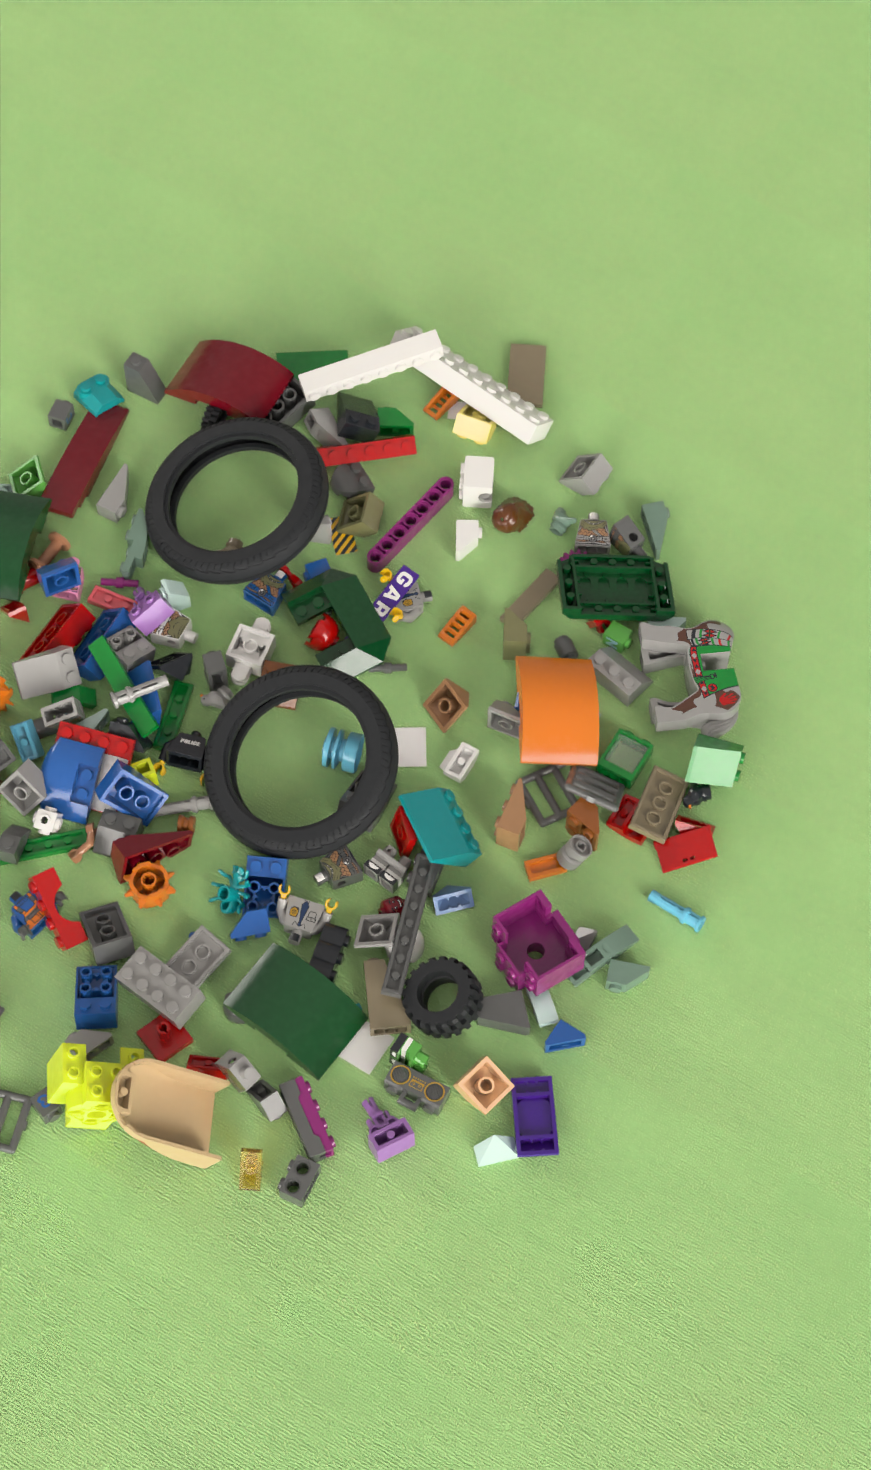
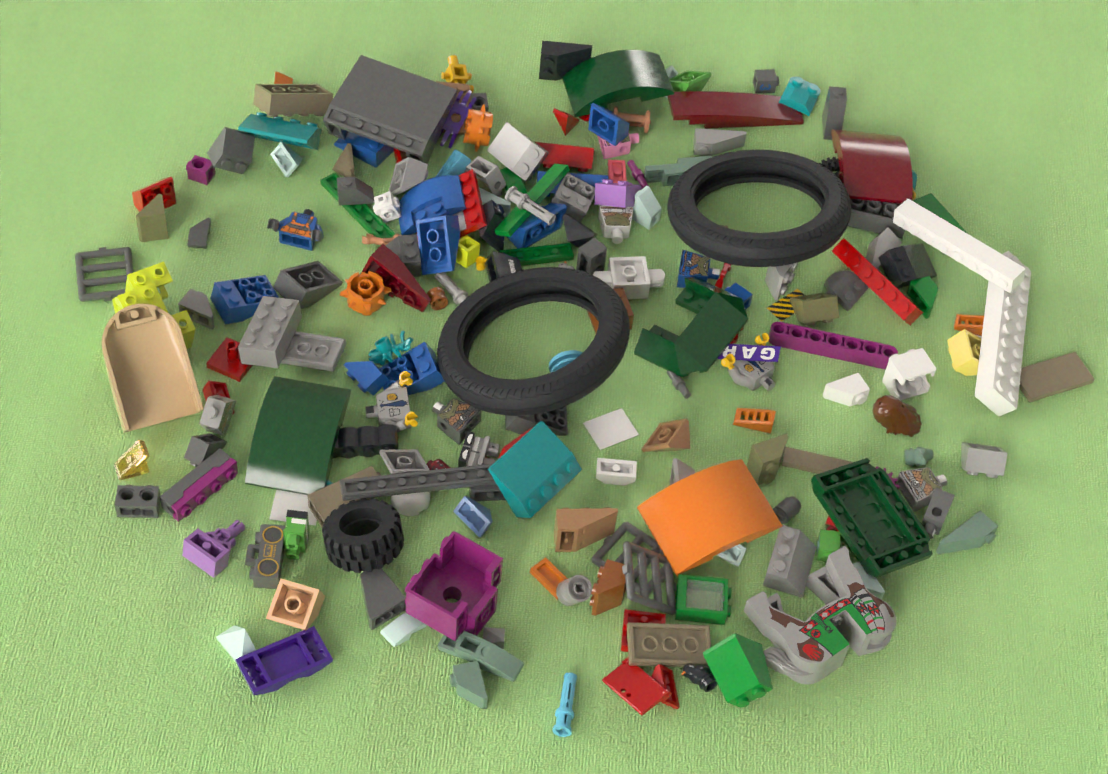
camera: 60 degrees right, 10 degrees down
(45, 888) = (317, 217): red arch -> none
(323, 634) = (676, 318): red cylinder -> none
(564, 1037) = (377, 654): blue slope -> none

